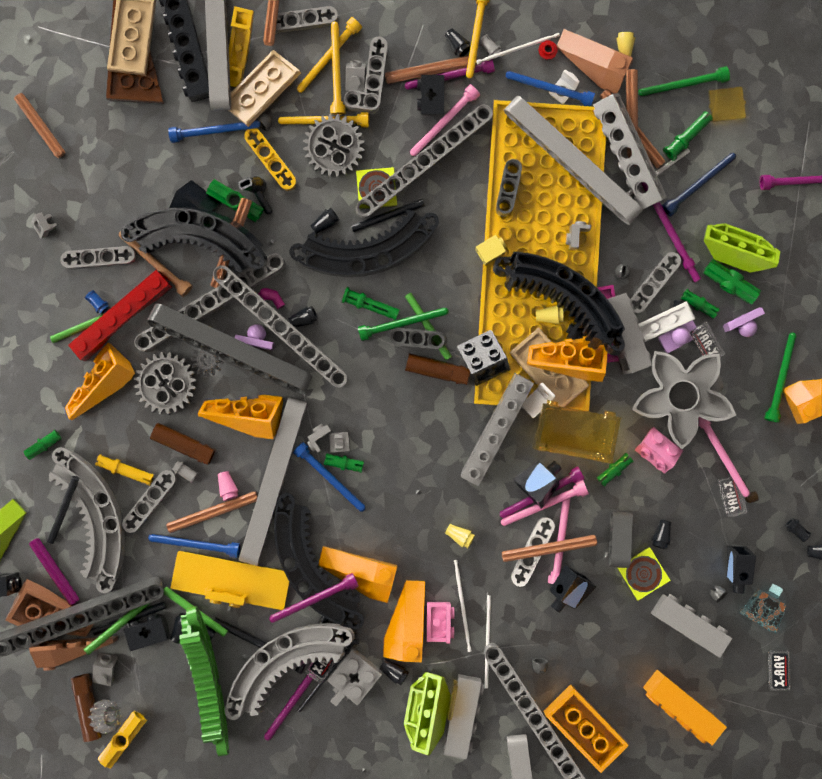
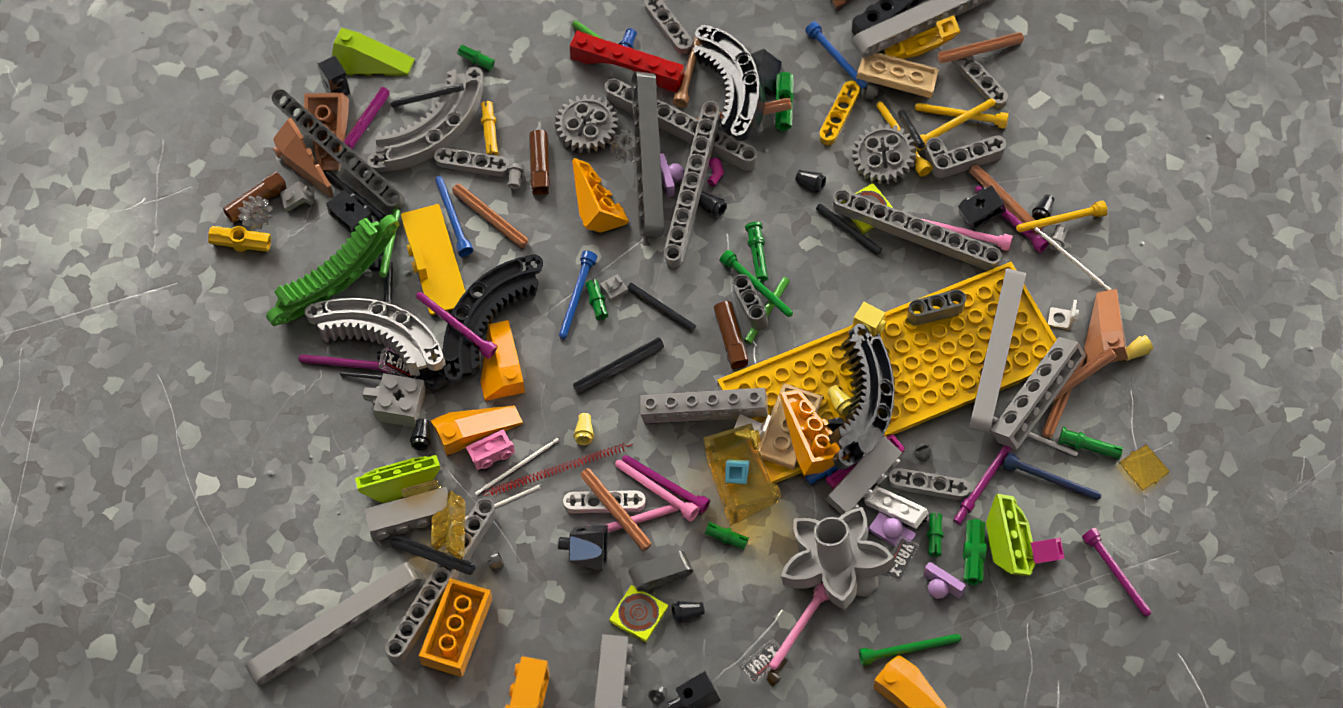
camera: 65 degrees right, 25 degrees down
(106, 377) = (568, 78): light orange wedge -> none
(113, 629) = (343, 183): bright green bar -> none
(227, 486) = (520, 215): bright pink cone -> none
(256, 186) = (808, 110): black piece -> none
(273, 481) = (549, 248): light grey beam -> none
(319, 432) = (609, 264): light grey bracket -> none
(323, 108) = (911, 129): none -> black bar
(338, 259) = (823, 245): black gear -> none
(355, 76) = (957, 139): light grey bracket -> none
(377, 412) = (661, 307): none -> black bar
(414, 472) = (618, 365): none -> black axle
(484, 357) = (763, 363): bracket -> none
(484, 572) = (559, 469): none -> red piece
(502, 695) = (449, 526): none -> clear yellow bracket
(515, 718) = (432, 554): none -> black axle
(539, 482) = (675, 469): black torso -> none
(547, 55) = (1088, 291): red plate -> none
(568, 433) = (736, 471): none -> medium azure slope
(572, 237) = (928, 383): light grey bracket -> none
(585, 97) = (1054, 302): blue piece -> none
(659, 450) = (768, 566): bright pink bracket -> none
(721, 75) = (1167, 445): green piece -> none
(761, 224) = (1047, 550): none -> dark pink panel

